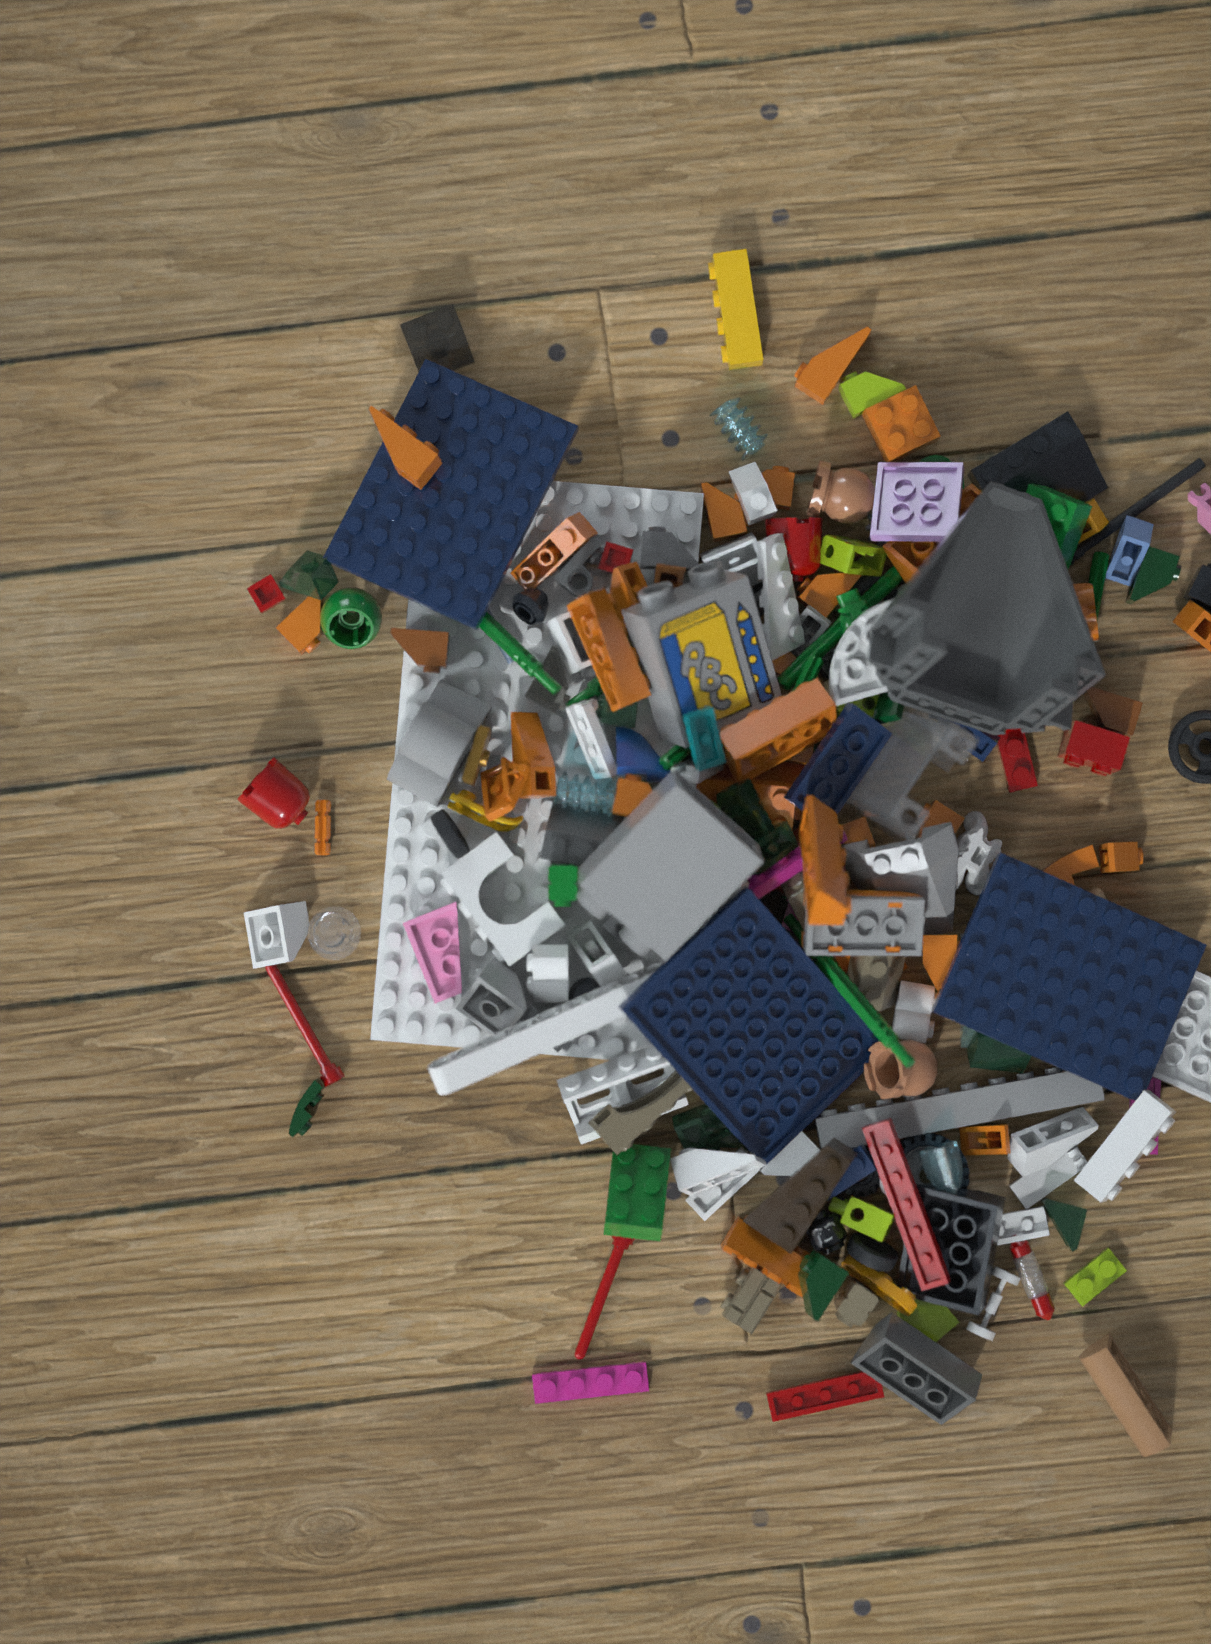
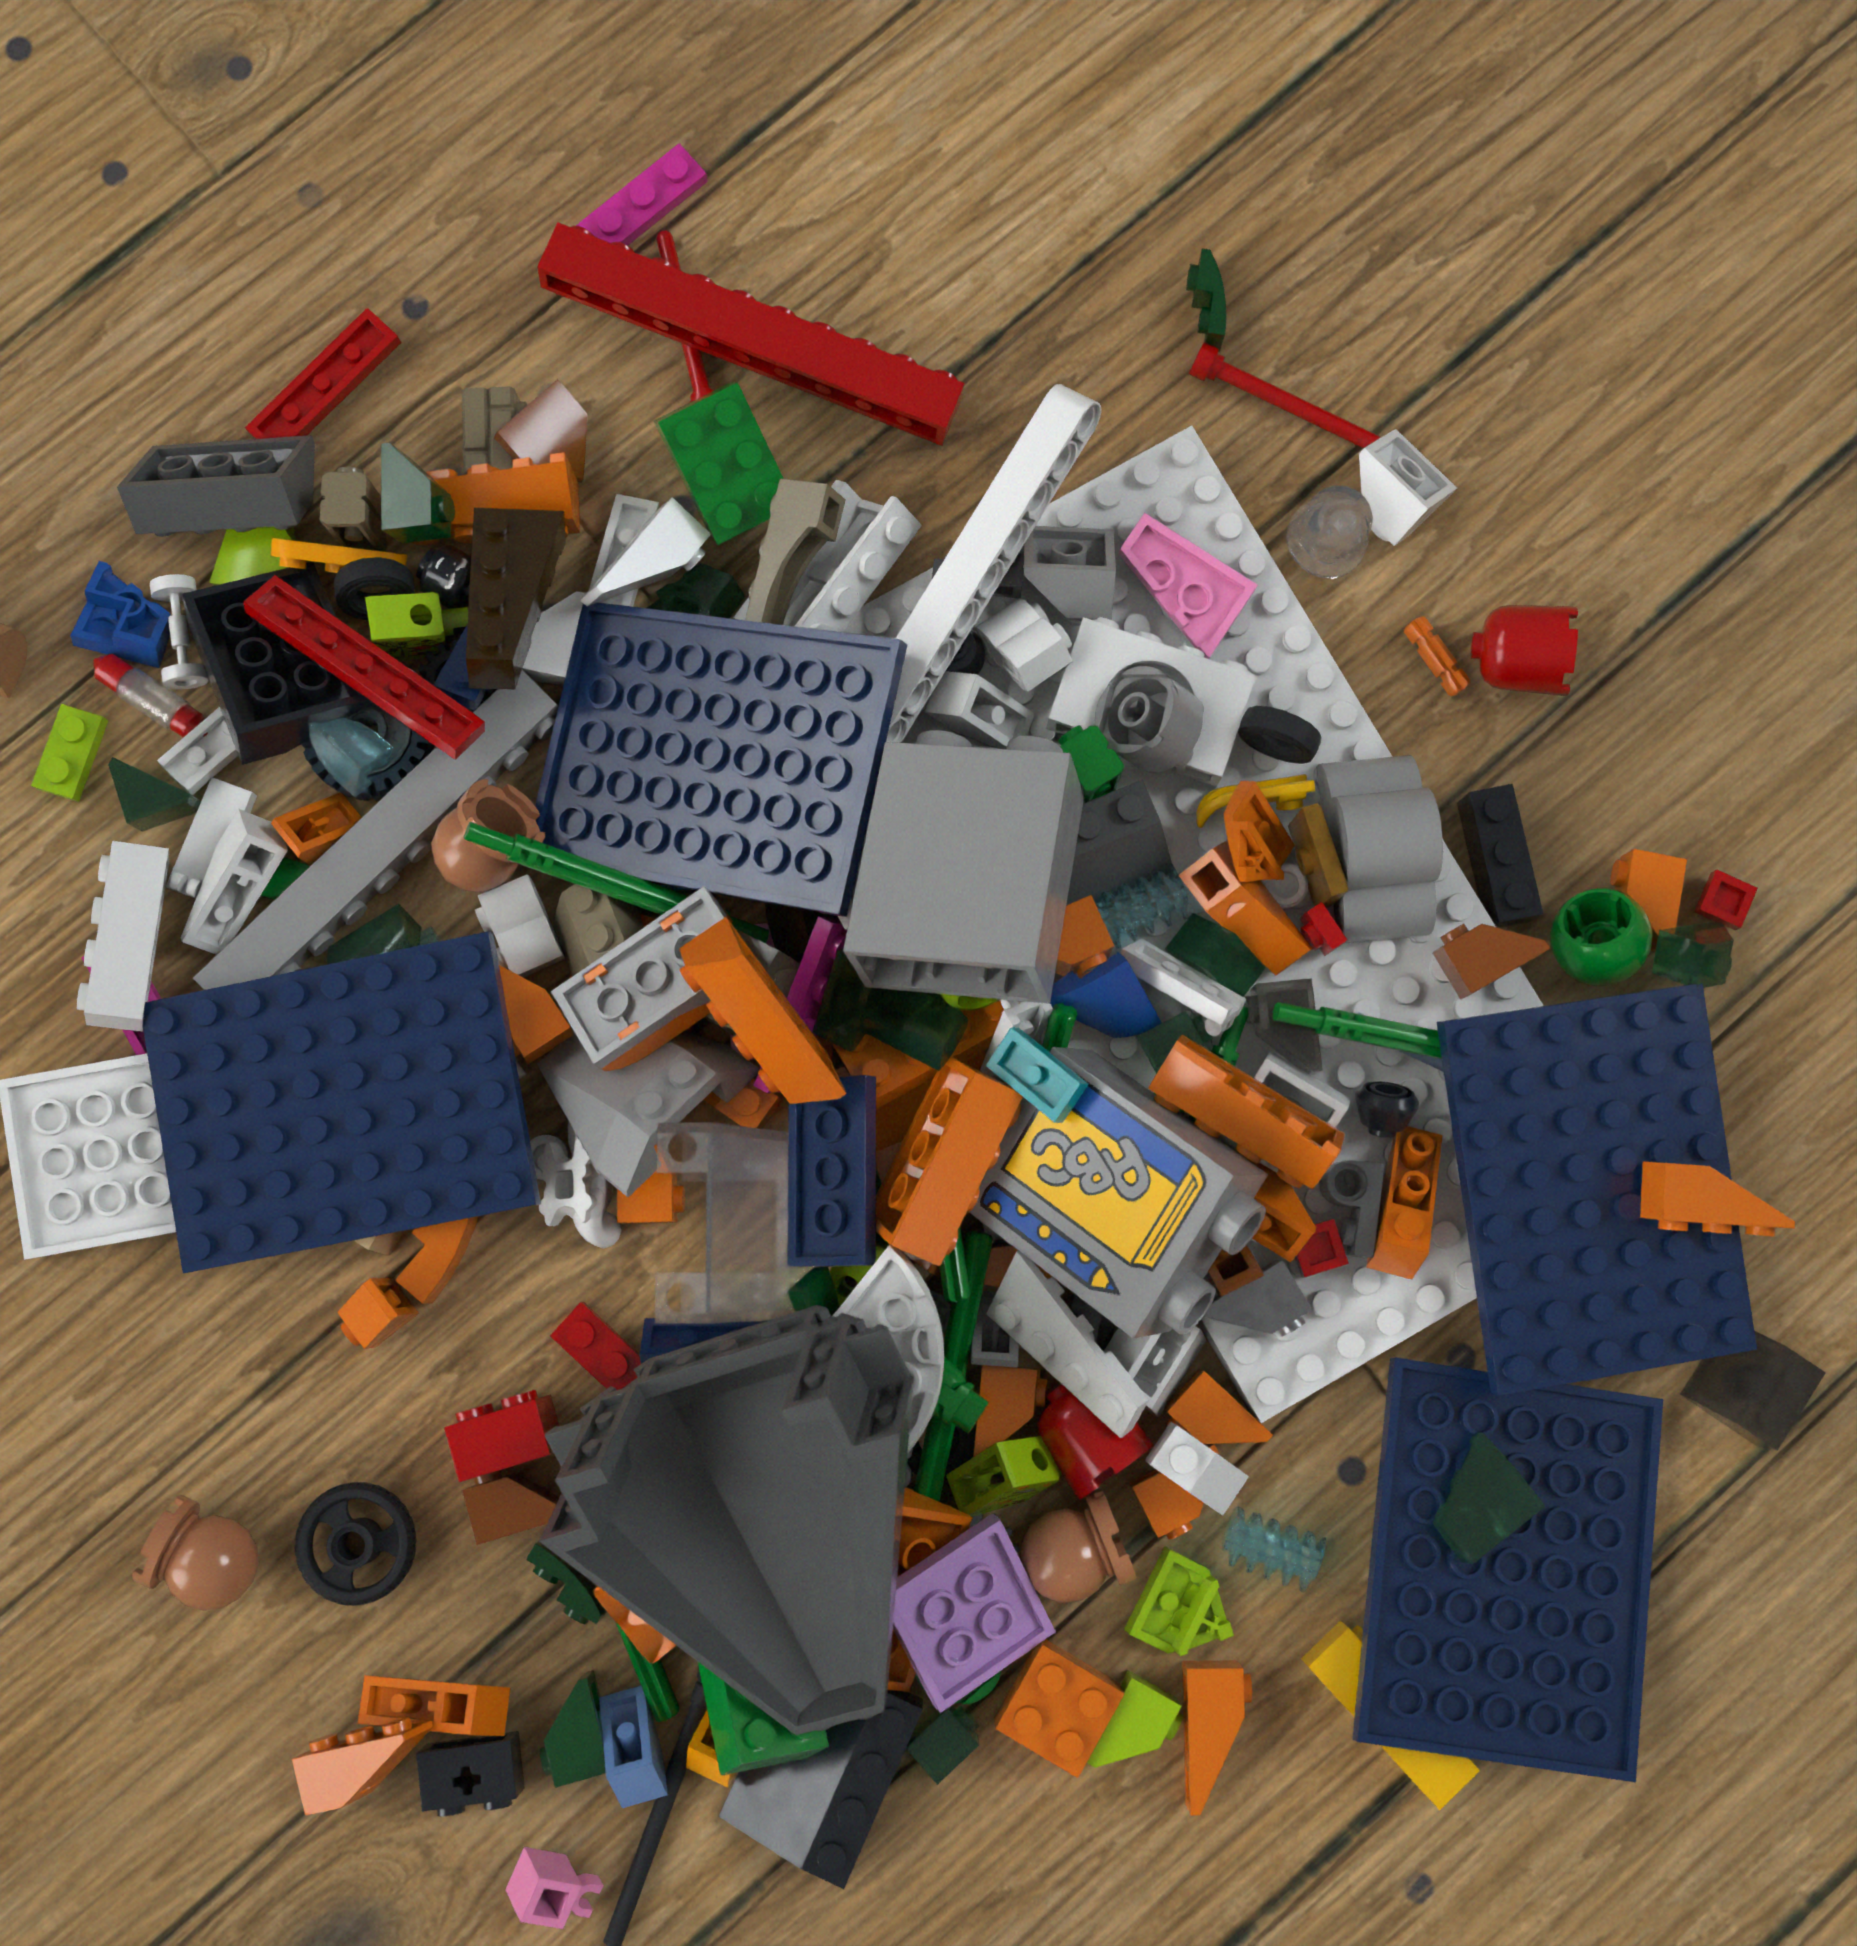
camera: 145 degrees right, 5 degrees down
(370, 696) = (1500, 855): none -> black brick
(498, 750) = (1291, 889): none -> white tile
(499, 719) = (1321, 930): none -> red plate
(514, 886) = (1150, 719): none -> light grey brick
(562, 742) = (1216, 954): none -> clear green slope
(572, 1259) = (750, 333): none -> red brick
(619, 379) = (1484, 1502): none -> clear green slope
(628, 337) = (1546, 1633): none -> dark blue plate
(720, 1277) = (546, 427): none -> slope
(806, 432) = (1179, 1606): none -> lime slope
(970, 447) = (944, 1741): none -> clear green brick
(1019, 1123) = (283, 877): none -> green tile
(1020, 1333) = (121, 620): none -> blue slope
(1107, 644) = (578, 1591): none -> dark green slope

